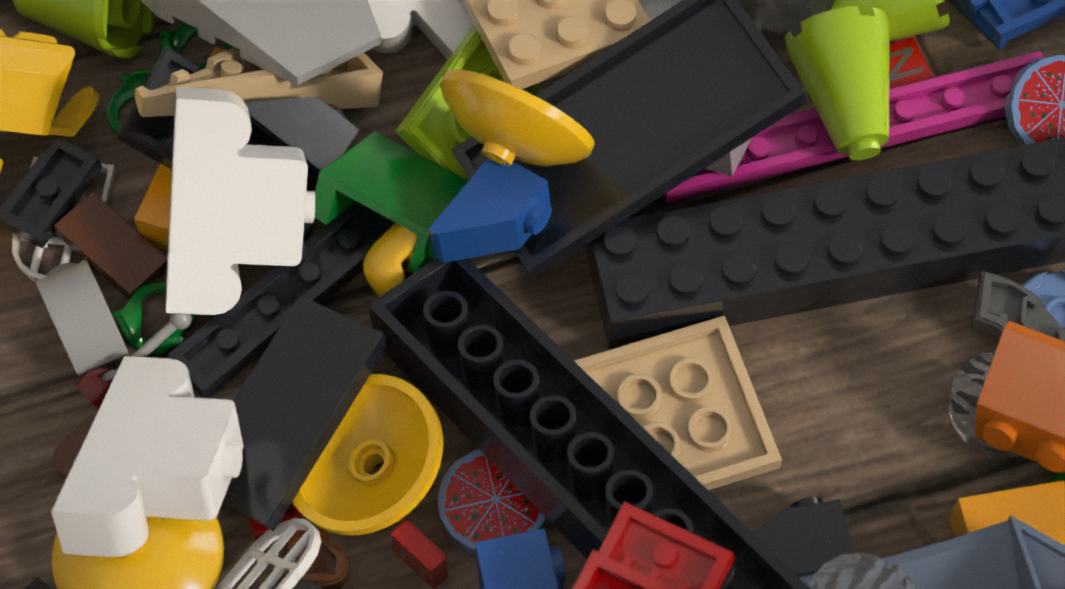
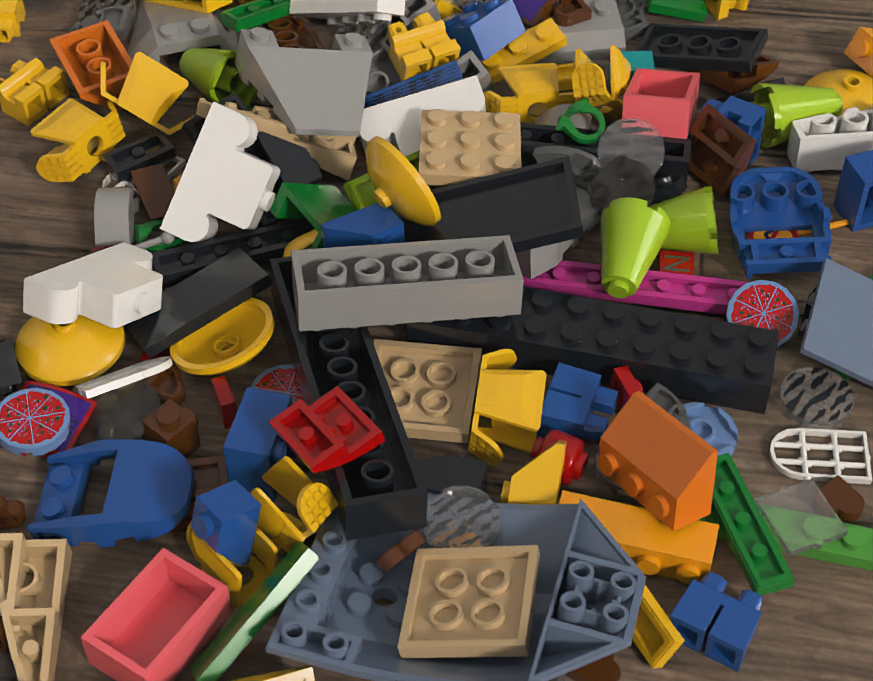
camera: 25 degrees right, 15 degrees down
(605, 281) = (406, 282): none -> light grey brick
(817, 400) = (511, 401): none -> yellow piece
(886, 351) = (572, 401): none -> blue hips
(916, 440) = (575, 454): none -> red head
(919, 497) = (537, 480): none -> yellow slope
(944, 301) = (625, 383): none -> red plate

